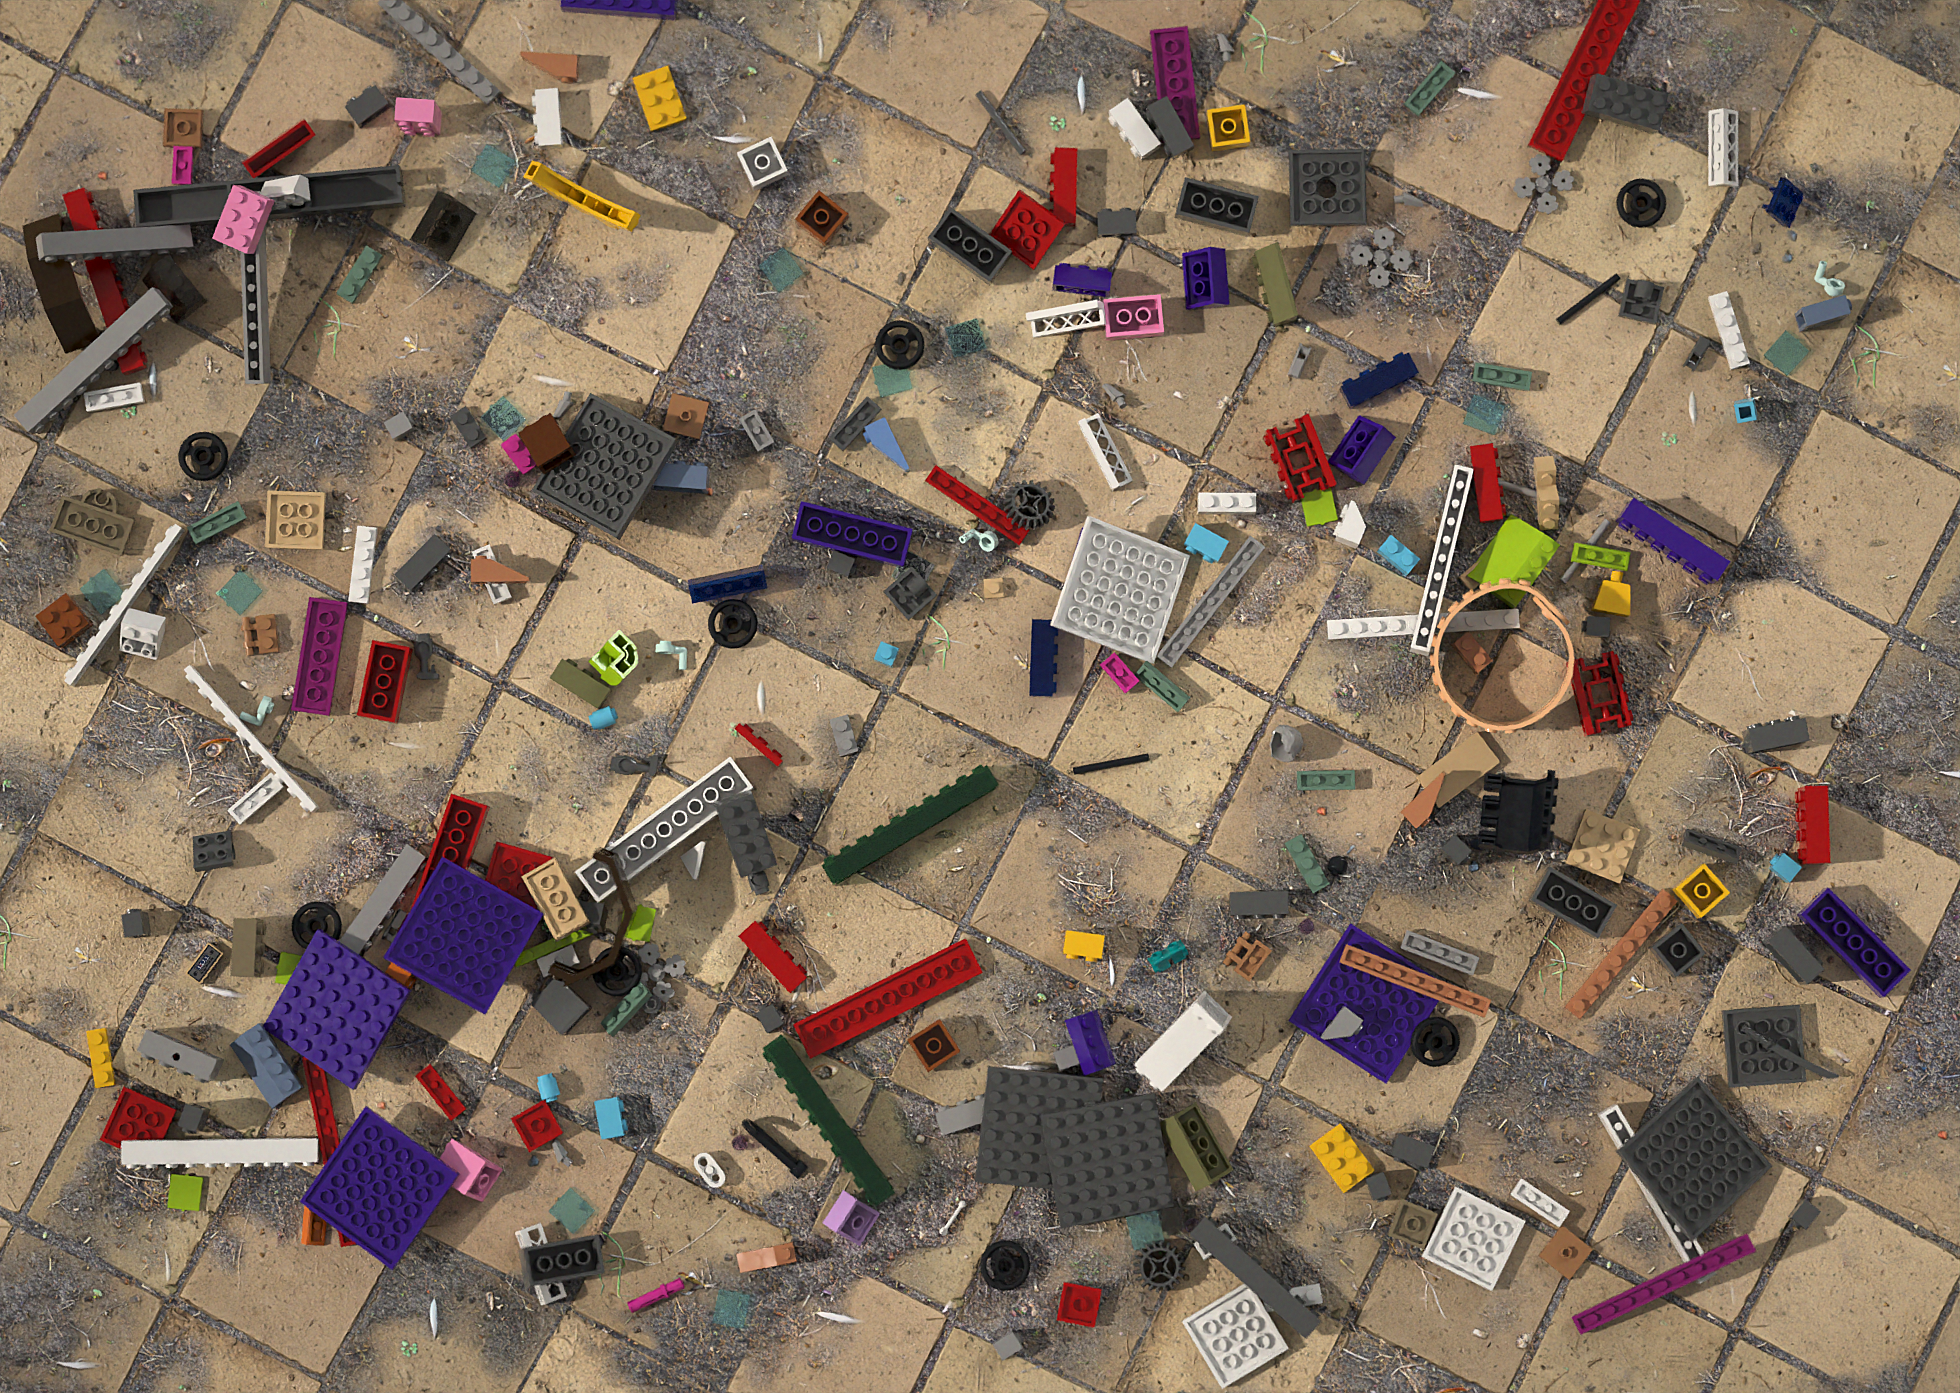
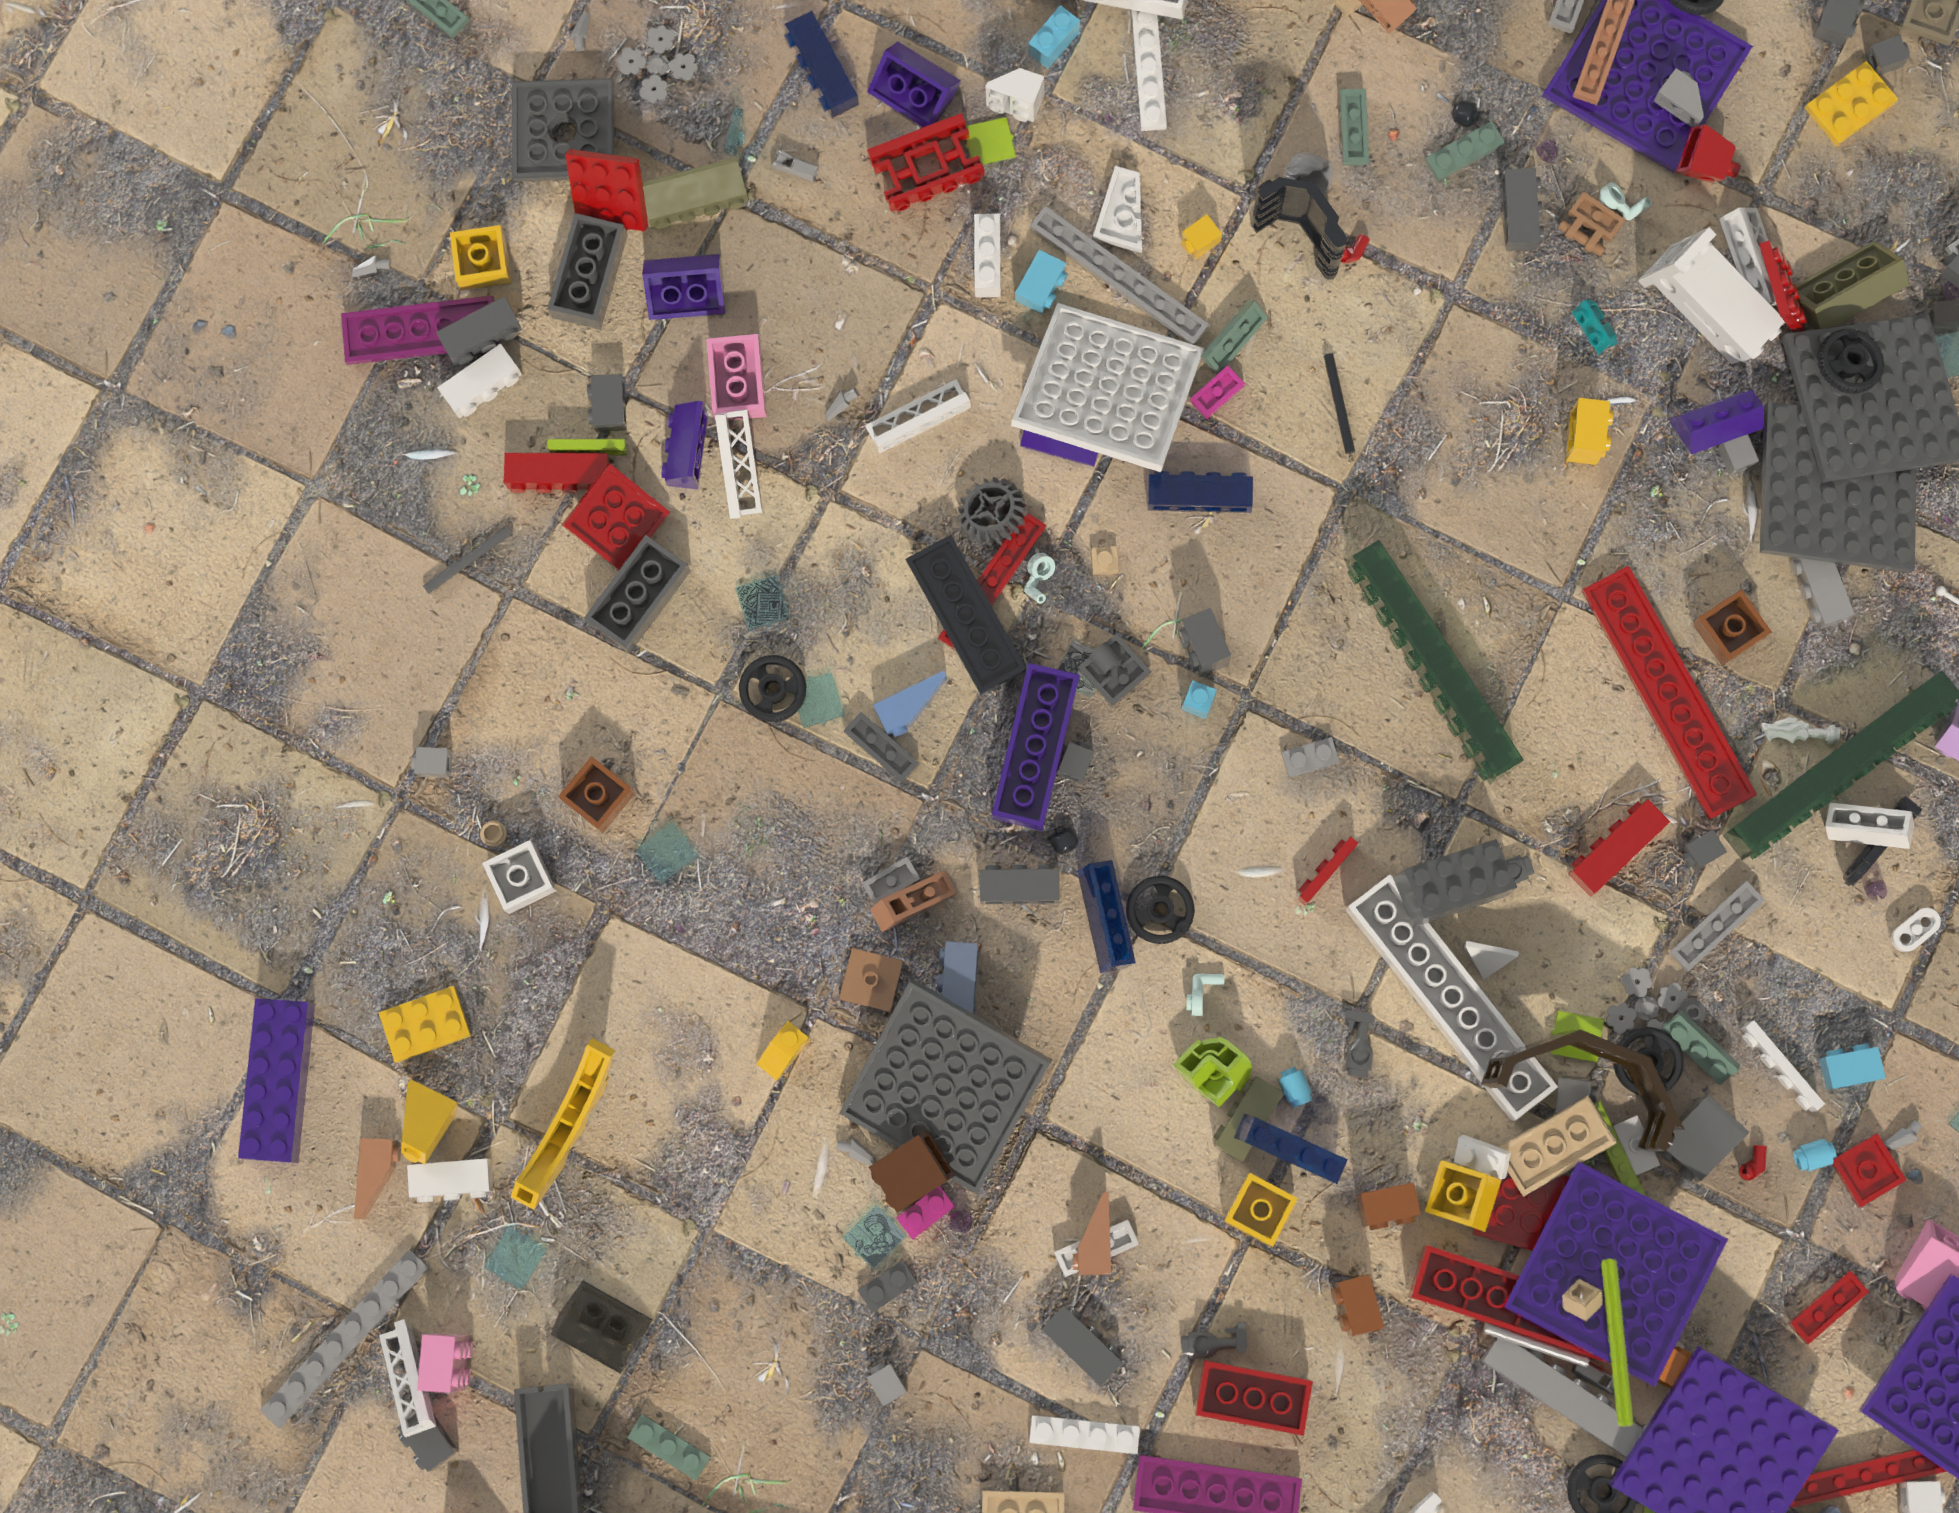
camera: 85 degrees left, 5 degrees down
(412, 932) = (1617, 1342): none -> lime axle
(420, 870) = (1535, 1344): none -> light grey bar
(425, 92) = (420, 1399): none -> white fence
(444, 909) = (1582, 1299): none -> tan slope
(446, 756) = (1357, 1305): none -> dark orange brick
(515, 690) = (1260, 1209): none -> yellow brick
(516, 780) = (1388, 1204): none -> dark orange brick
(522, 833) = (1463, 1195): none -> yellow brick
(541, 1045) = (1756, 1165): none -> red arm
(550, 848) = (1482, 1157): none -> white plate
(557, 711) = (1290, 1148): none -> clear blue brick
(588, 100) = (425, 1121): none -> yellow slope
(605, 1071) = (1789, 1076): none -> white plate
(636, 353) = (783, 1050): none -> yellow slope
(714, 1025) = (1716, 926): none -> light grey plate
(742, 446) = (912, 901): none -> nougat slope
(752, 522) = (1019, 885): none -> dark grey brick
(784, 1137) = (1869, 825): none -> white brick
(786, 556) = (1063, 839): none -> black piece
(796, 145) = (493, 833): none -> tan plate
(848, 100) = (432, 762): none -> light grey brick
(858, 1090) = (1792, 730): none -> white piece
(927, 657) = (1204, 643): none -> dark grey brick
(950, 484) = (965, 614): none -> black plate
(1083, 209) = (613, 447): none -> lime tile
(1147, 1140) = (1857, 354): none -> black wheel
(1188, 1091) = (1783, 288): none -> red plate
(1218, 1074) = (1746, 253): none -> white fence
(1227, 776) = (1356, 251): none -> red arm
(1239, 662) = (1201, 237): none -> yellow brick
(1256, 708) = (1307, 206): none -> black hinge
(1261, 604) = (1121, 212): none -> white wing
(1267, 974) = (1614, 198): none -> light aqua plate
(1275, 219) = (607, 188): none -> red plate
(1296, 1044) = (1708, 156): none -> red torso
(1324, 316) = (735, 134): none -> clear light blue plate

